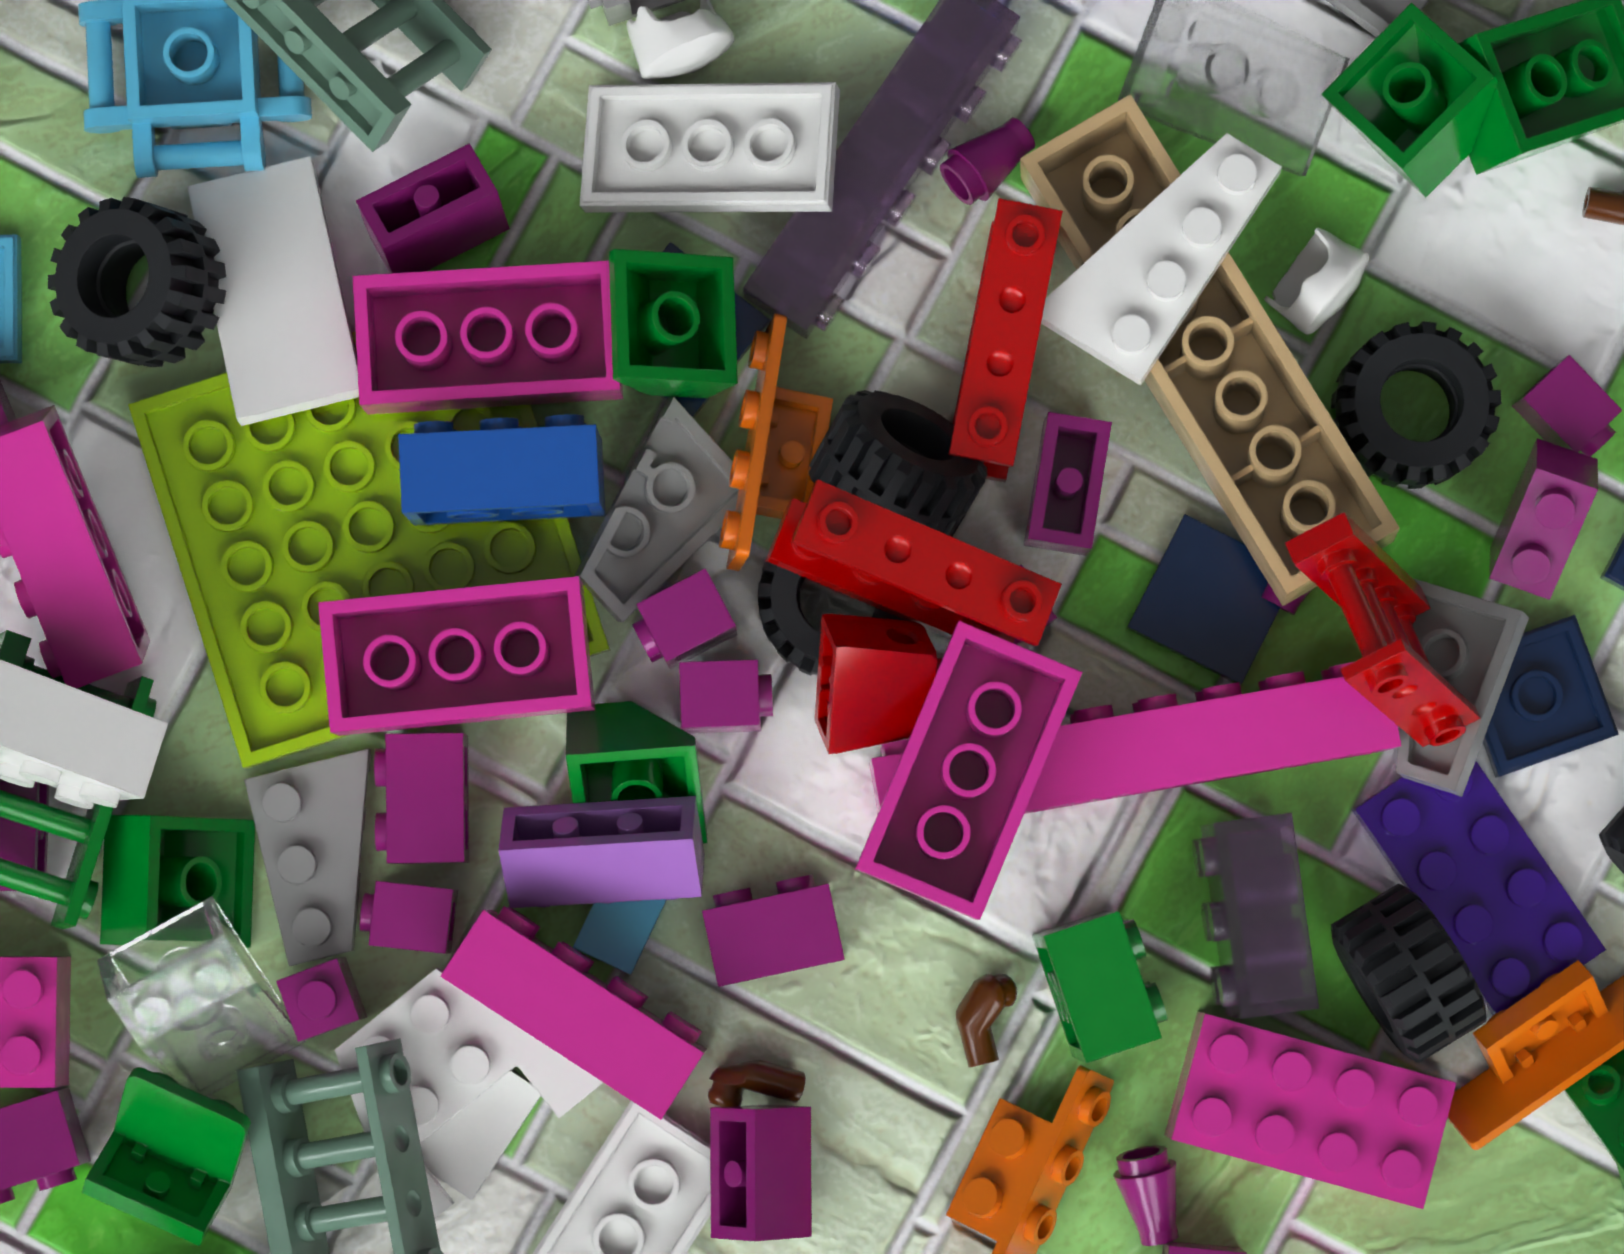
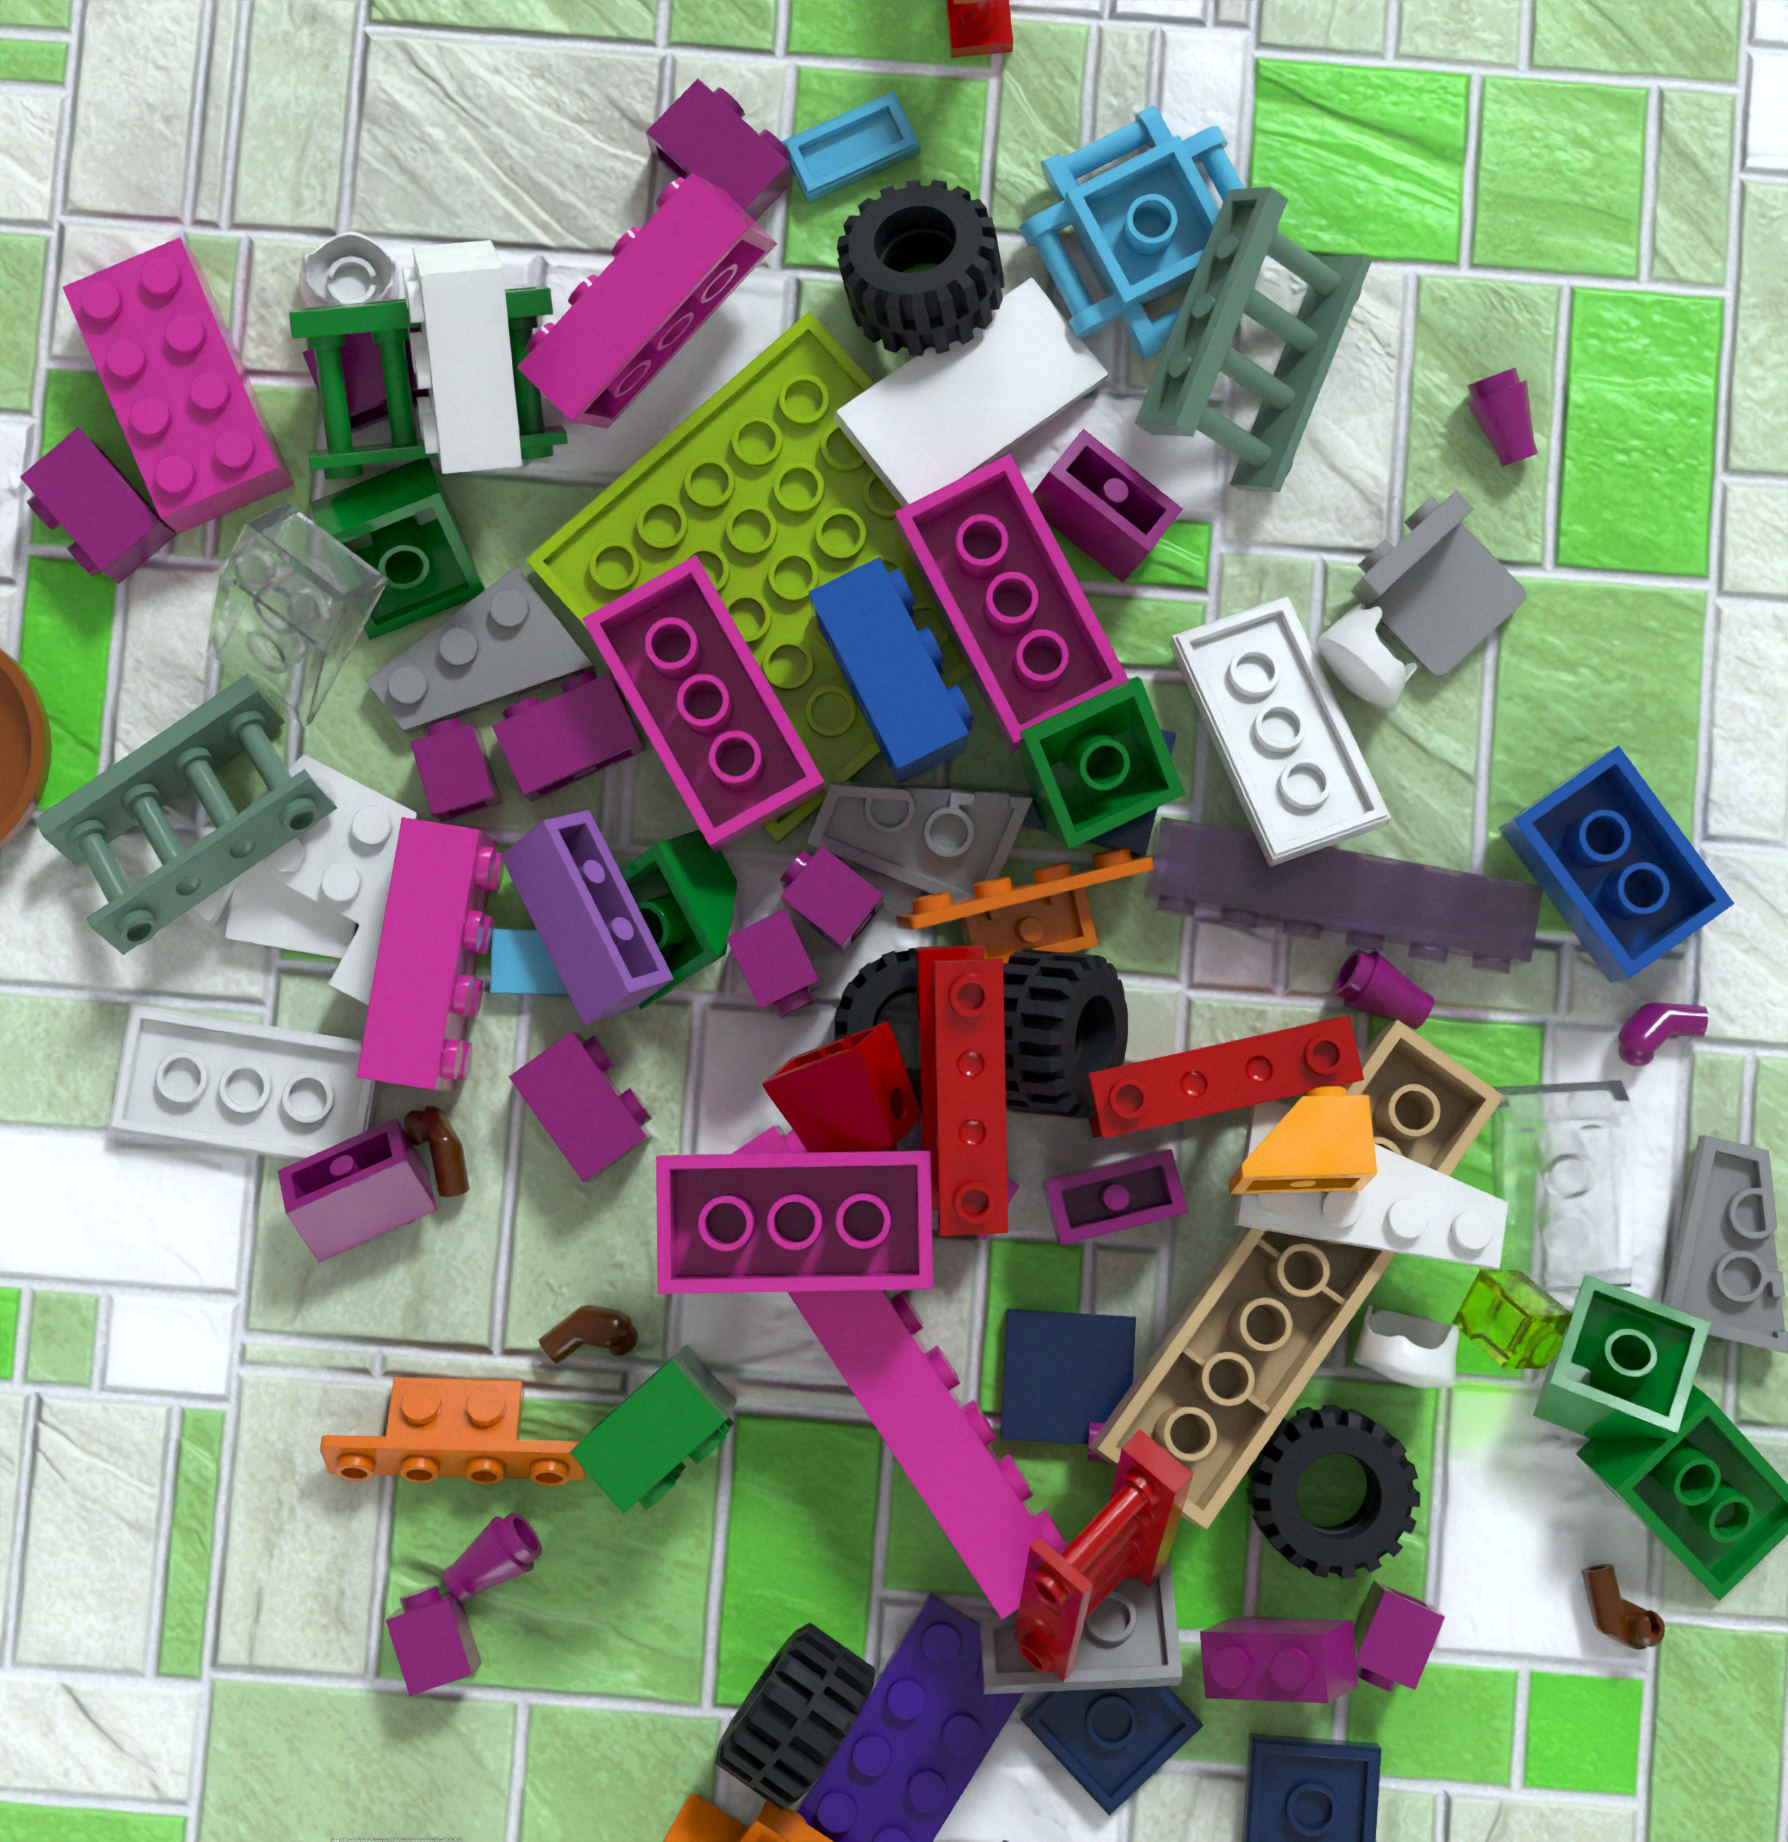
camera: 70 degrees right, 0 degrees up
(169, 1155) = (143, 649): green bracket -> none
(321, 999) = (346, 723): magenta brick -> none
(1104, 281) = (1314, 1148): none -> light orange slope
(1256, 916) = (786, 1549): clear purple brick -> none
(1310, 1110) = (631, 1676): dark pink brick -> none
(1332, 176) = (1513, 1319): none -> clear neon green brick

